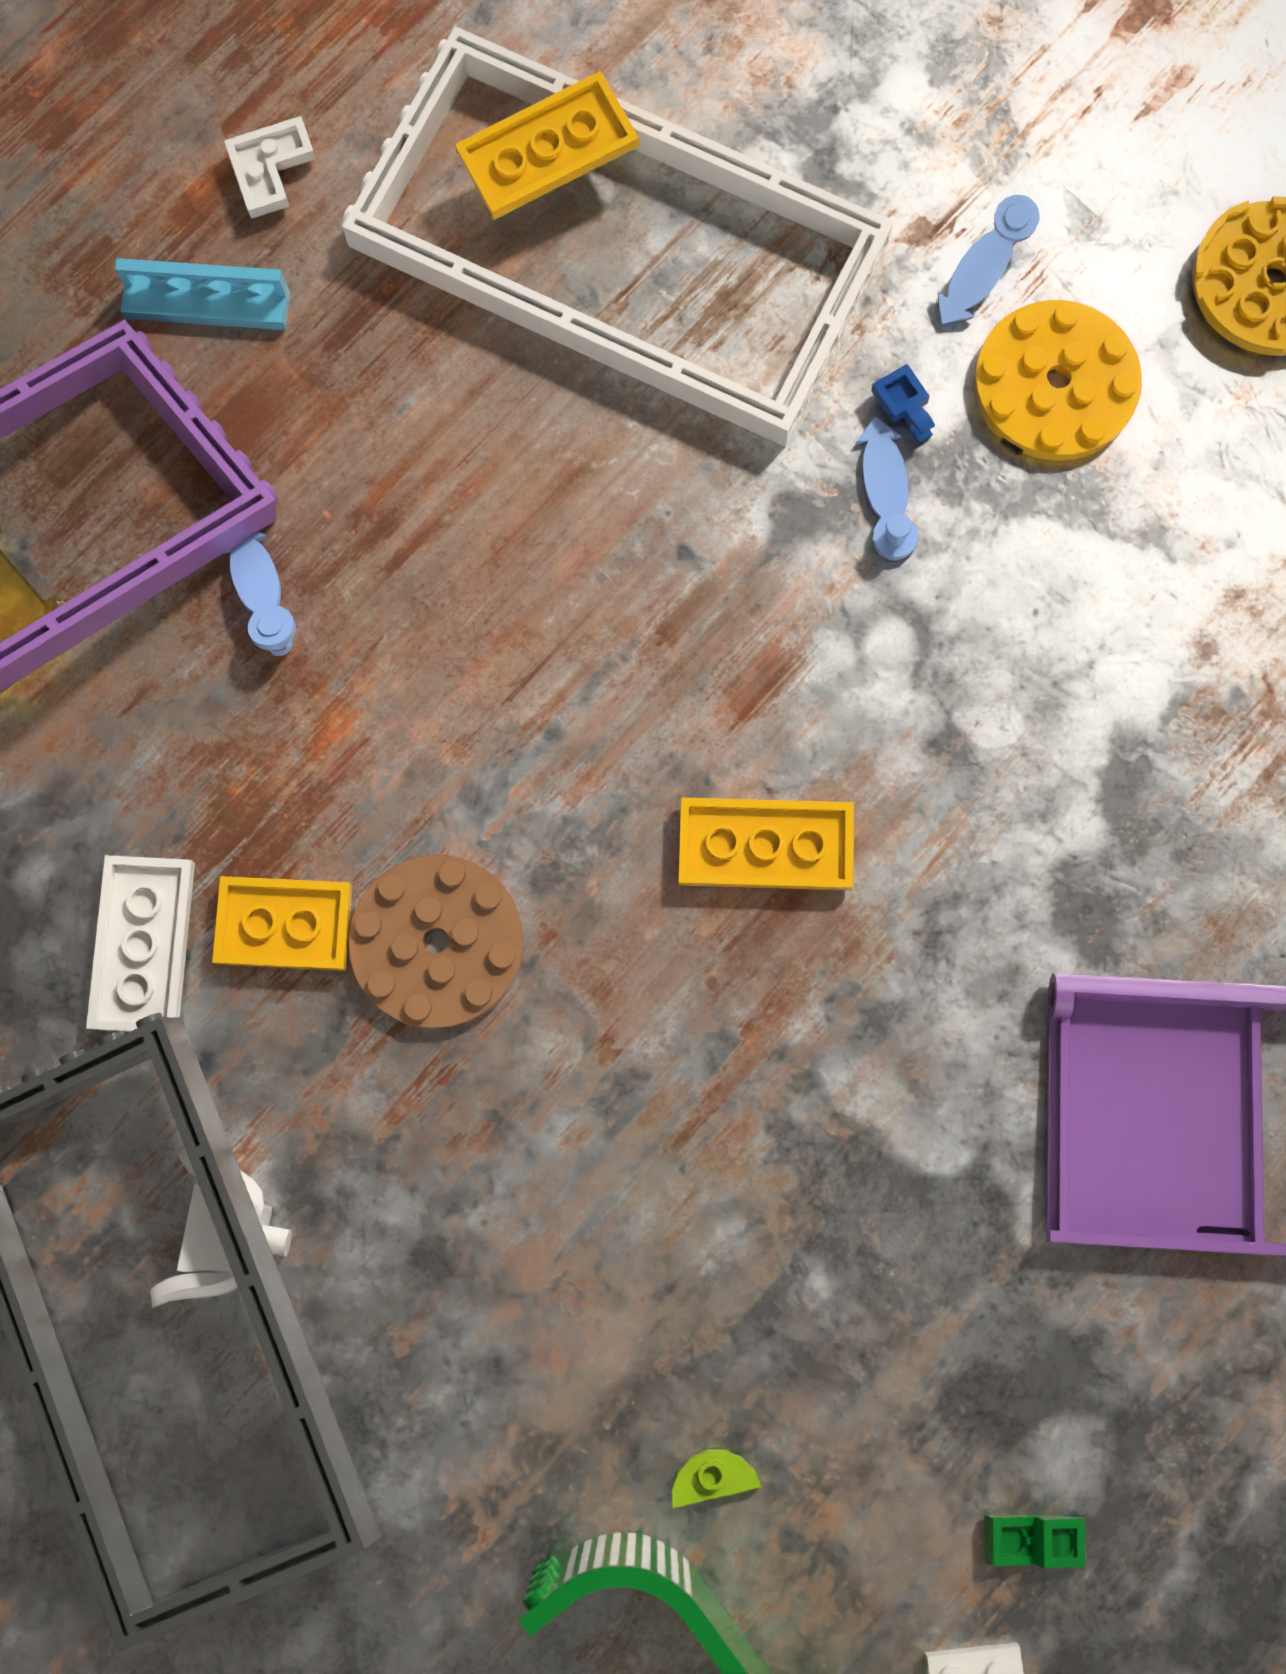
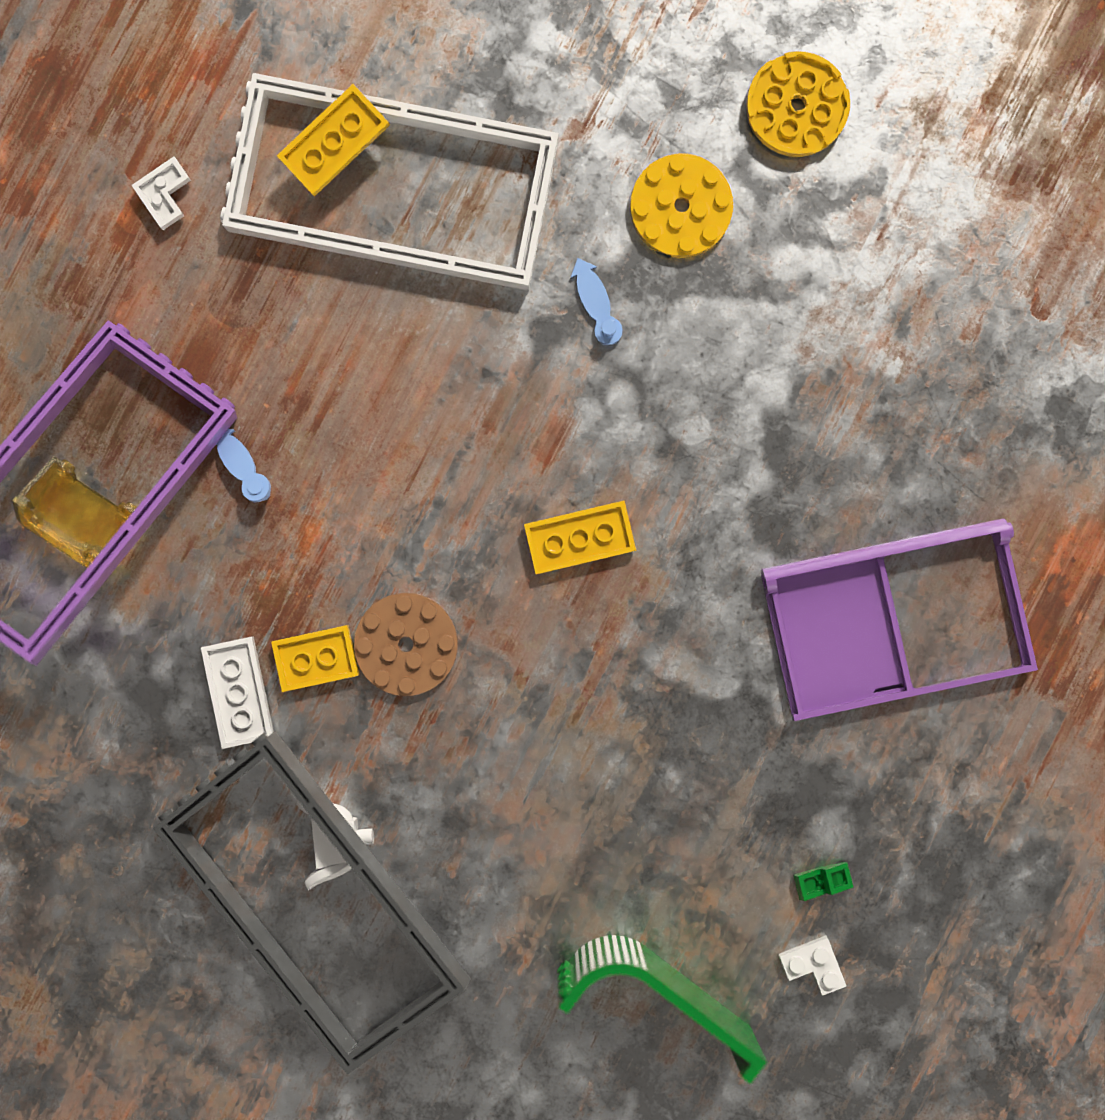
camera: 20 degrees left, 10 degrees up
(203, 294) = (150, 289): medium azure fence -> none
(711, 1476) = (641, 894): lime plate -> none
(904, 397) = (591, 242): blue plate -> none
(988, 258) = (621, 139): light blue brick -> none

